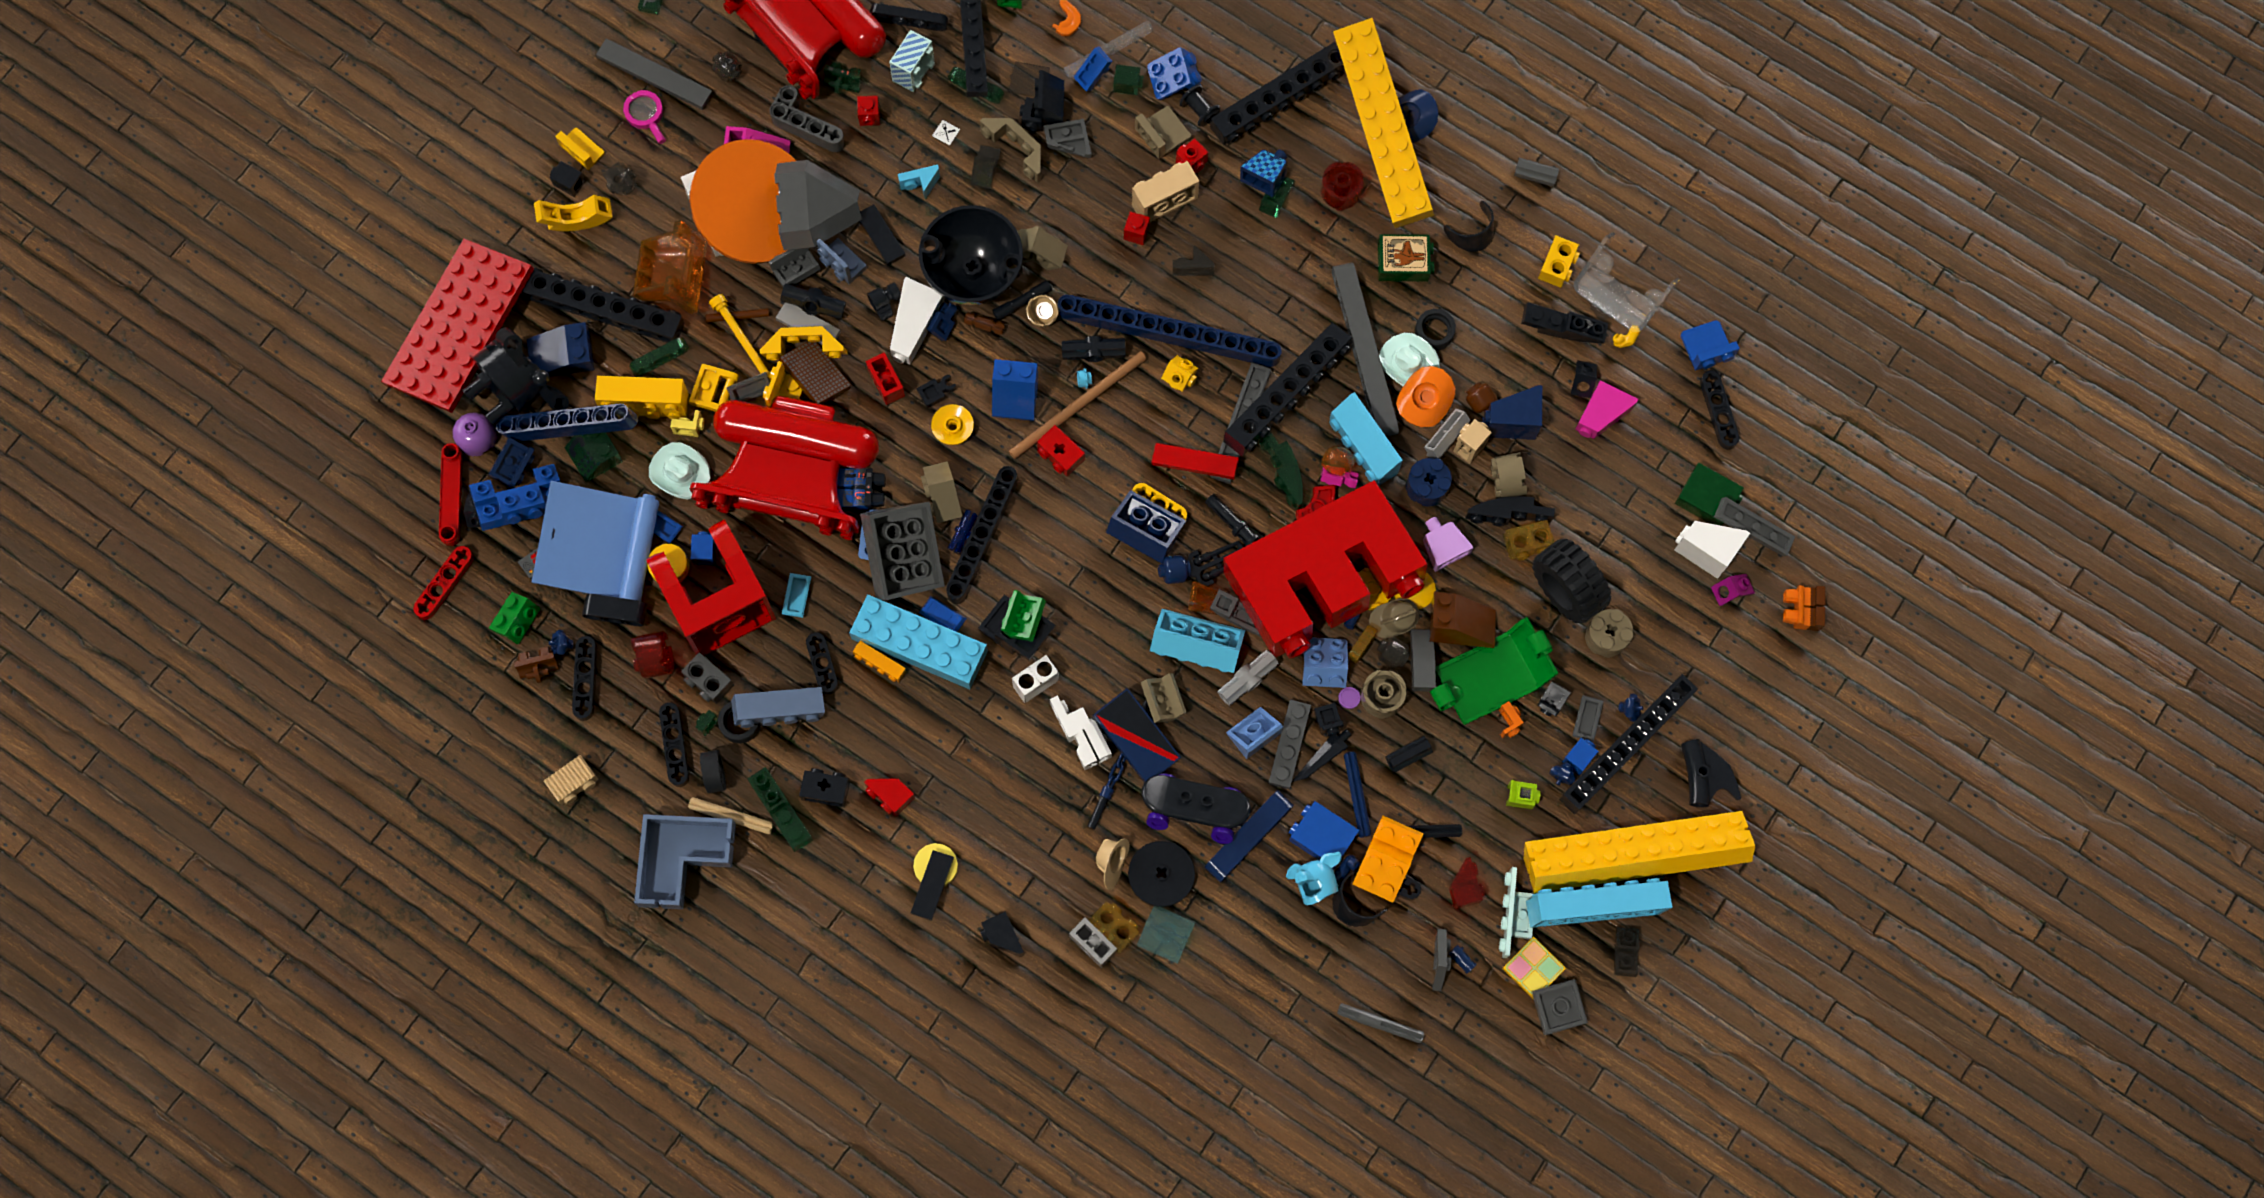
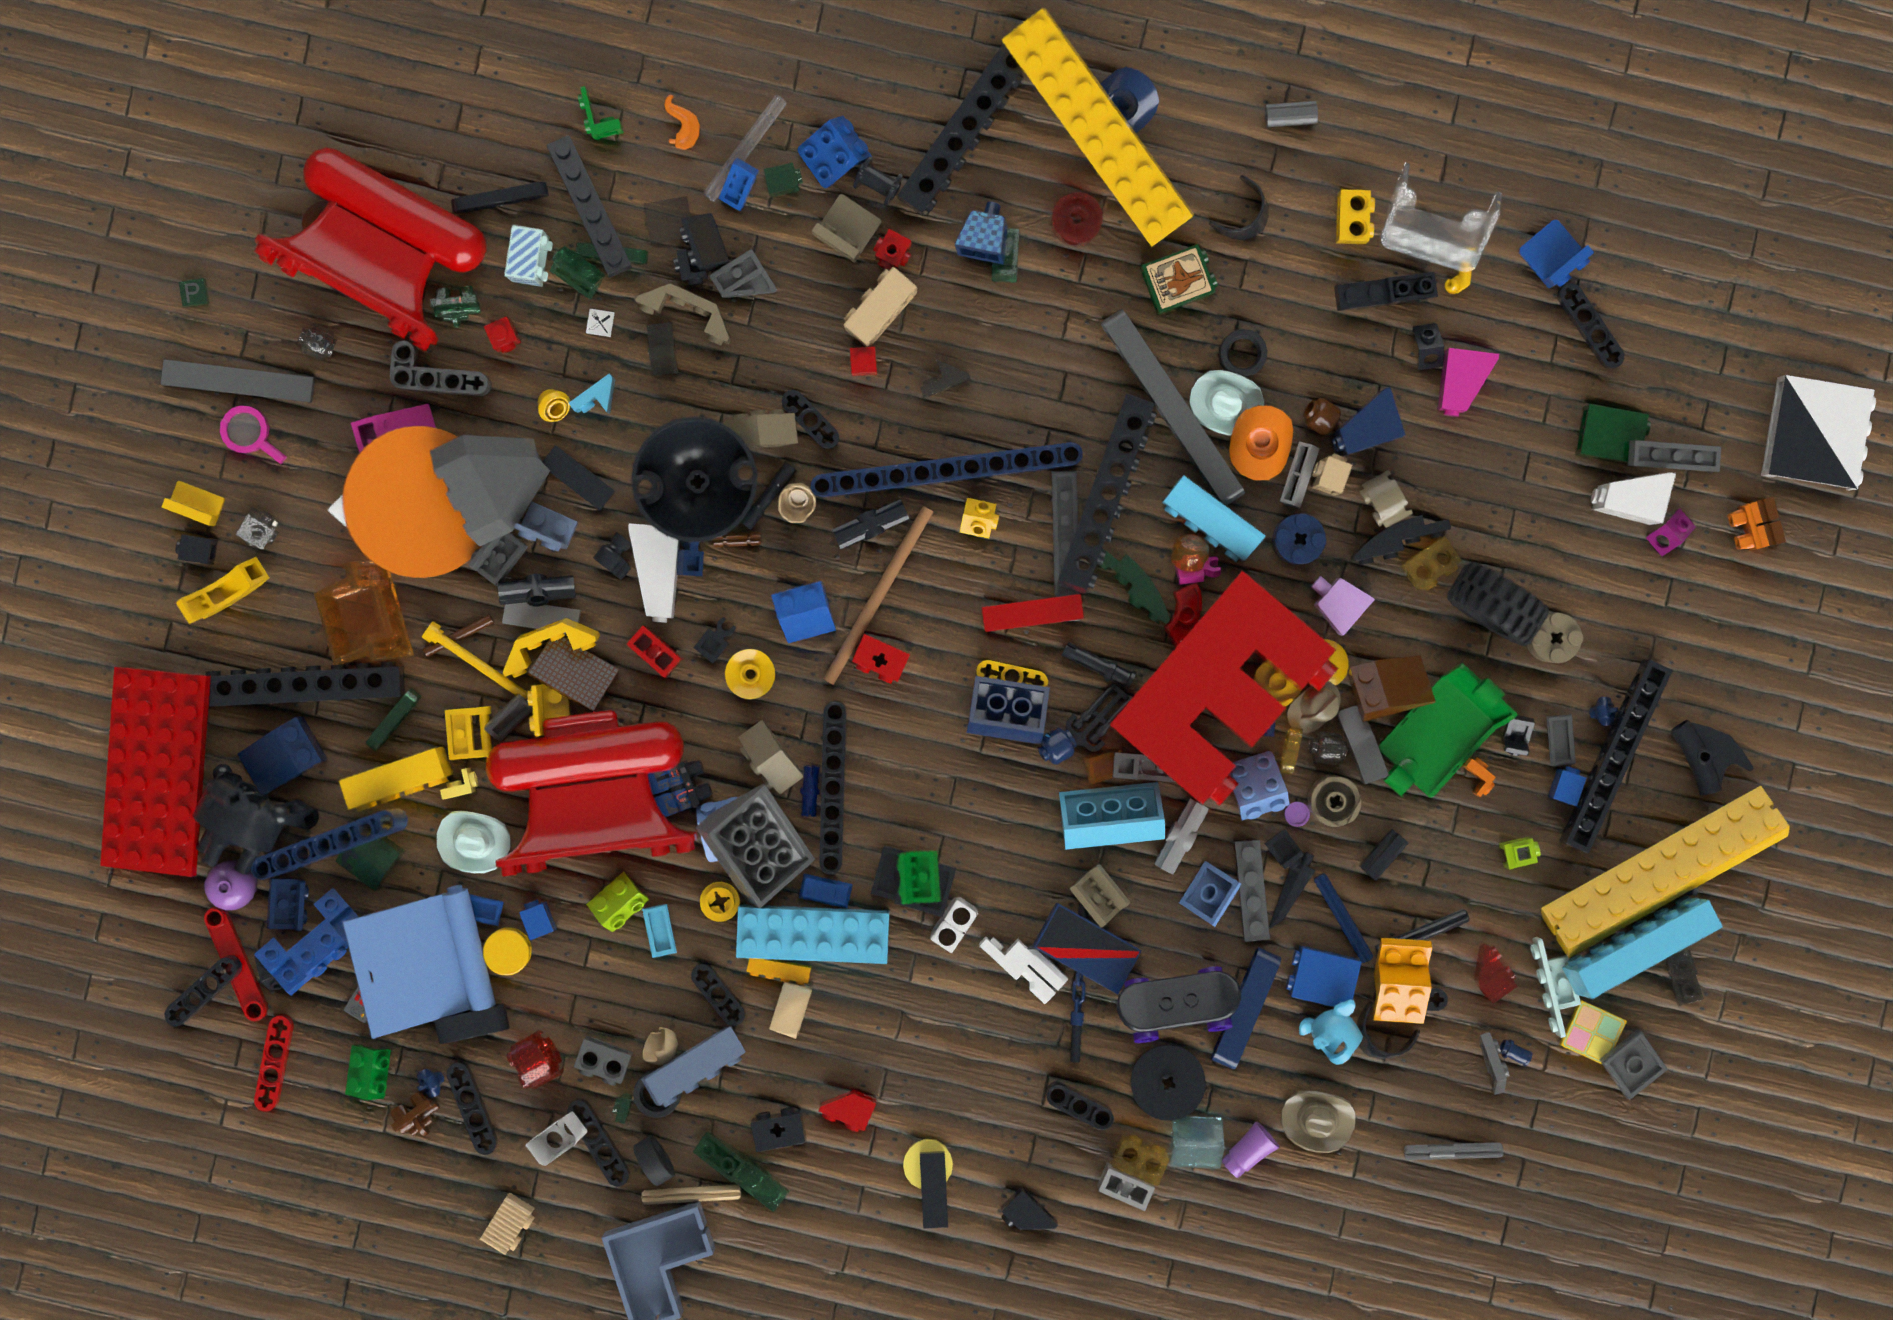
camera: 20 degrees left, 15 degrees up
(415, 505) = (202, 989): none -> black beam
(625, 729) = (544, 1152): none -> white piece
(724, 614) = (546, 1004): red brick -> none
(758, 683) = (660, 1047): none -> tan hair
(773, 561) = (617, 902): none -> lime bracket
(847, 584) = (716, 912): none -> yellow gear
(876, 694) = (790, 1009): none -> tan piece
(885, 174) = (553, 405): none -> yellow cone
(944, 87) = (577, 272): none -> clear green bracket
(1078, 852) = (1088, 1114): none -> black beam
(1079, 248) = (802, 401): none -> black beam
(1084, 378) = (873, 562): medium azure plate -> none
(1111, 860) = (1109, 1091): tan piece -> none
(1208, 954) = (1250, 1150): none -> medium lavender plant
(1276, 952) = (1318, 1120): none -> dark tan hat
(1348, 863) = (1362, 997): dark blue arm -> none
(1563, 773) = (1555, 813): dark blue piece -> none
(1879, 553) = (1818, 432): none -> panel

